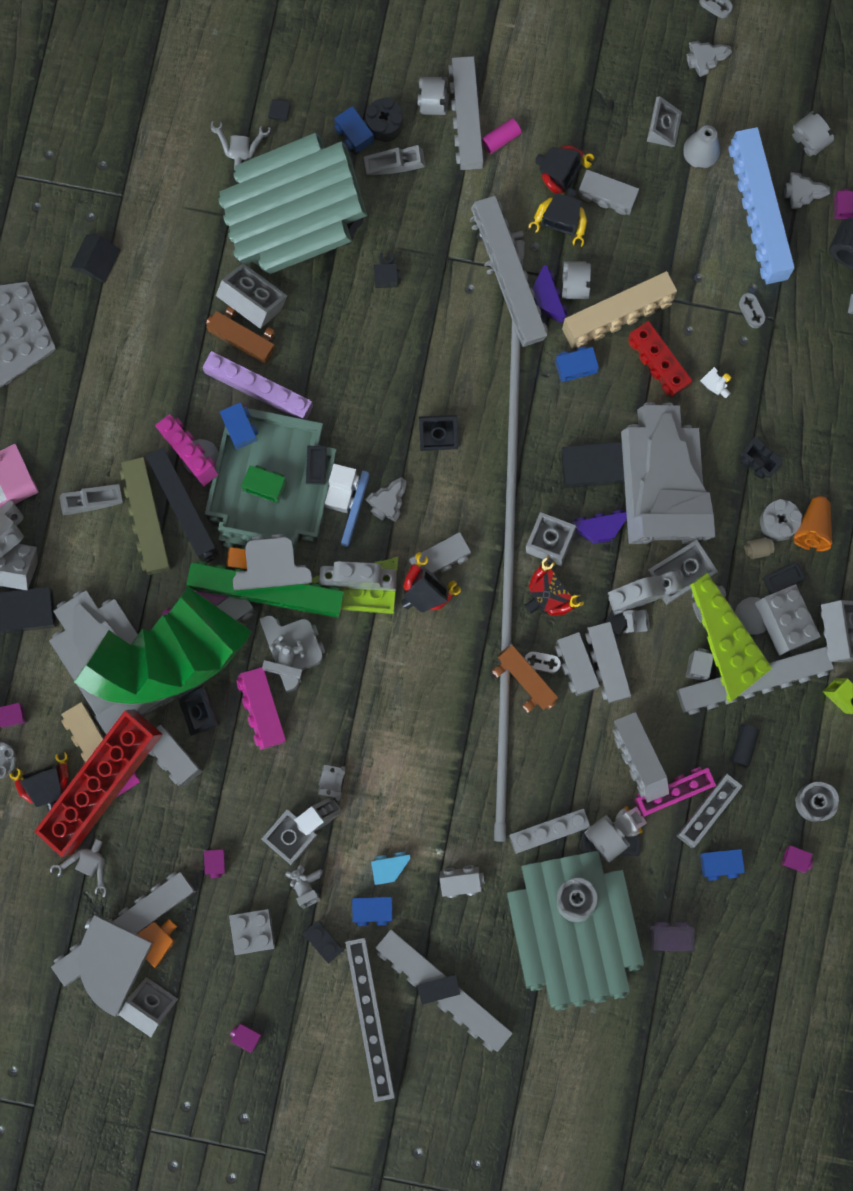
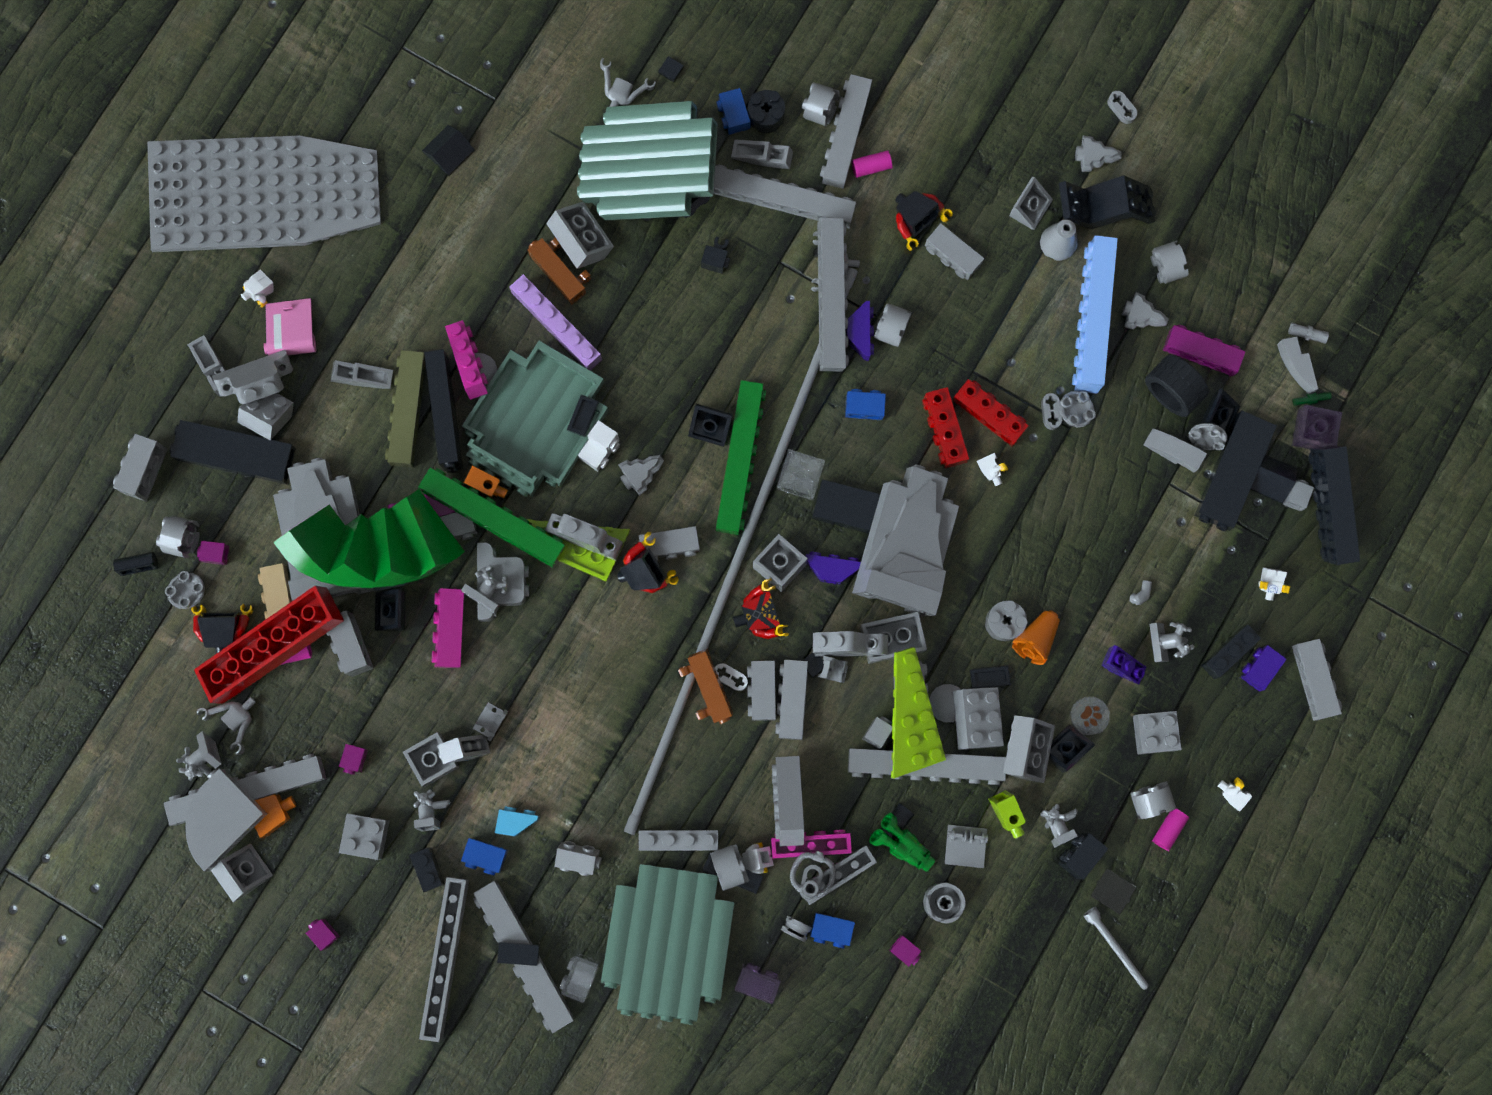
camera: 15 degrees right, 0 degrees up
(67, 916) = (205, 753): none -> light grey piece
(238, 425) = (523, 354): blue brick -> none
(264, 483) = (527, 416): green piece -> none
(270, 565) = (502, 495): light grey brick -> none
(355, 509) = (606, 470): medium blue tile -> none
(429, 195) = (781, 196): none -> light grey brick
(477, 453) = (739, 457): none -> green brick
(504, 991) = (580, 978): none -> clear brick
(540, 450) = (800, 474): none -> clear brick
(562, 214) = (902, 258): black torso -> none
(568, 892) = (676, 904): light grey brick -> none
(619, 310) = (923, 368): tan brick -> none
(689, 872) = (796, 926): none -> light grey wheel
(692, 830) = (810, 888): none -> light grey piece
(696, 331) = (990, 412): none -> red brick
(735, 97) = (1107, 202): none -> black bracket
(759, 548) = (976, 640): dark tan brick -> none
(760, 459) = (1007, 556): black cylinder -> none
(763, 763) = (905, 847): none -> green piece
(775, 300) = (1077, 409): none -> light grey dish
(818, 742) = (966, 846): none -> light grey hinge

